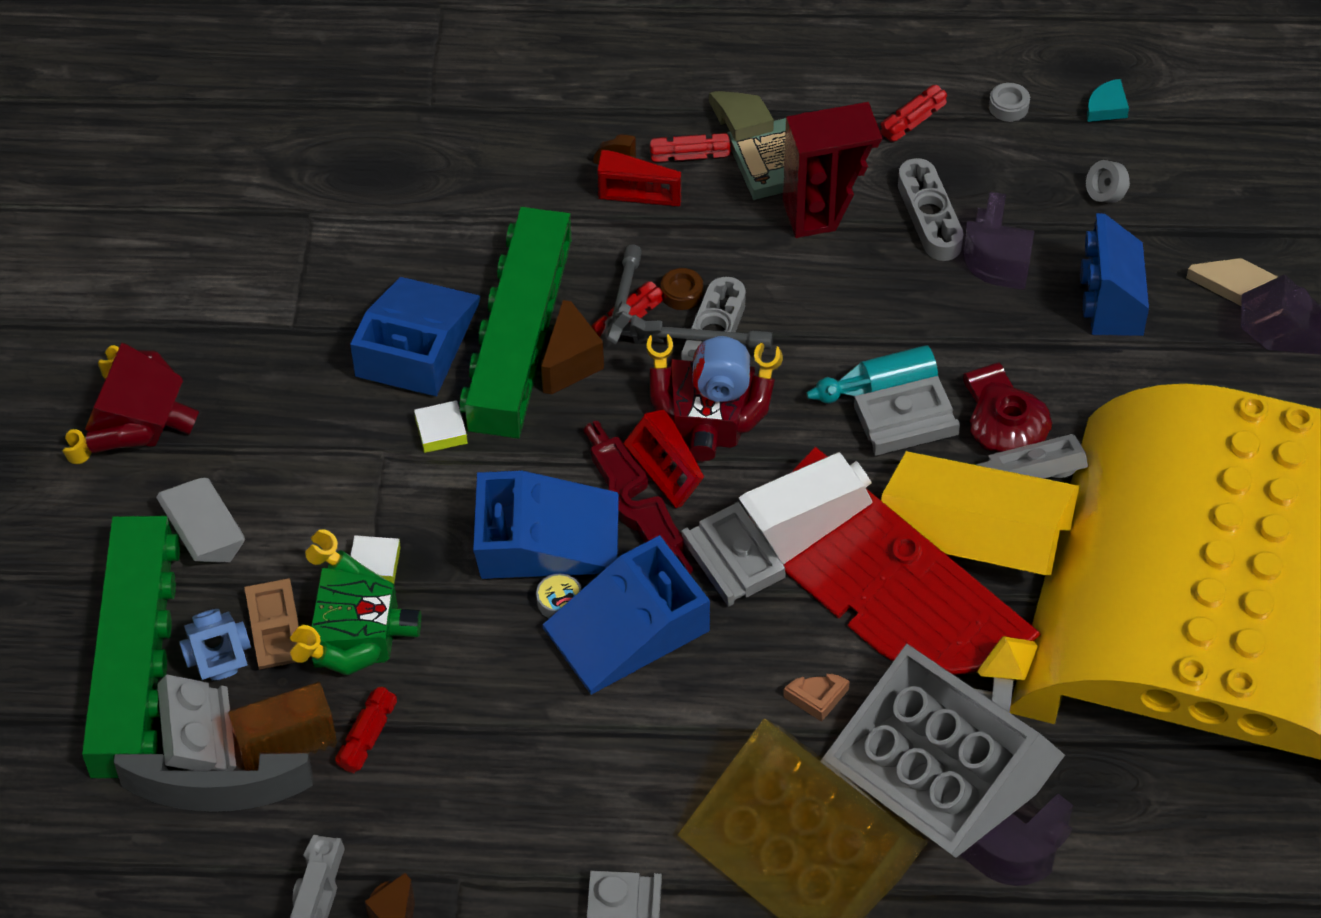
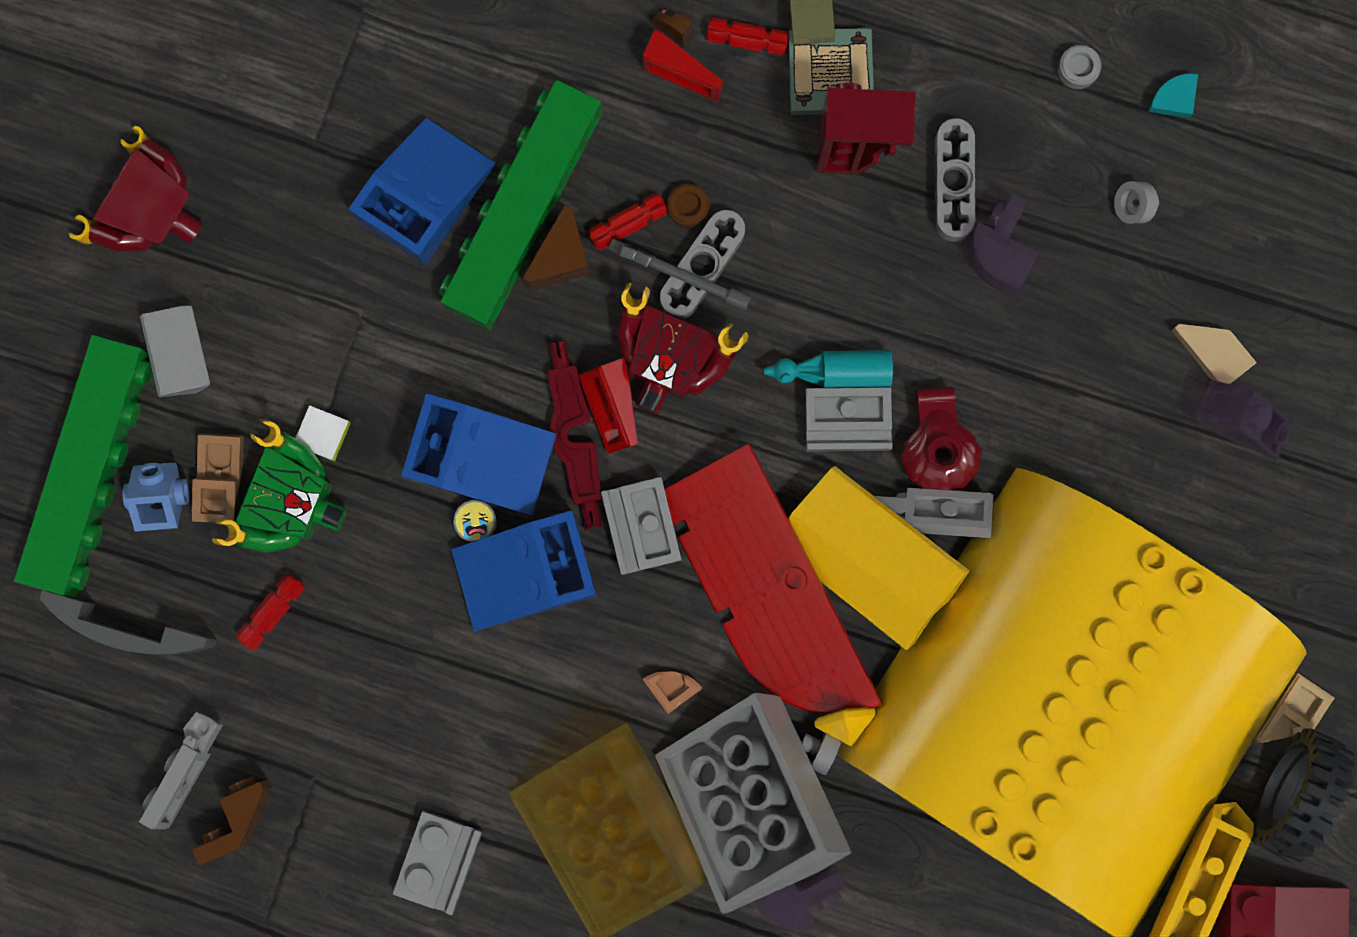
camera: 15 degrees right, 30 degrees up
(195, 725) = (122, 570): light grey plate -> none
(283, 725) = (195, 595): clear orange brick -> none
(440, 426) = (419, 302): white tile -> none
(621, 311) = (609, 242): dark grey piece -> none
(721, 366) = (682, 344): medium blue head -> none
(807, 504) = (714, 516): white slope -> none
(913, 113) = (979, 56): red axle -> none
(1114, 279) = (1097, 330): blue slope -> none

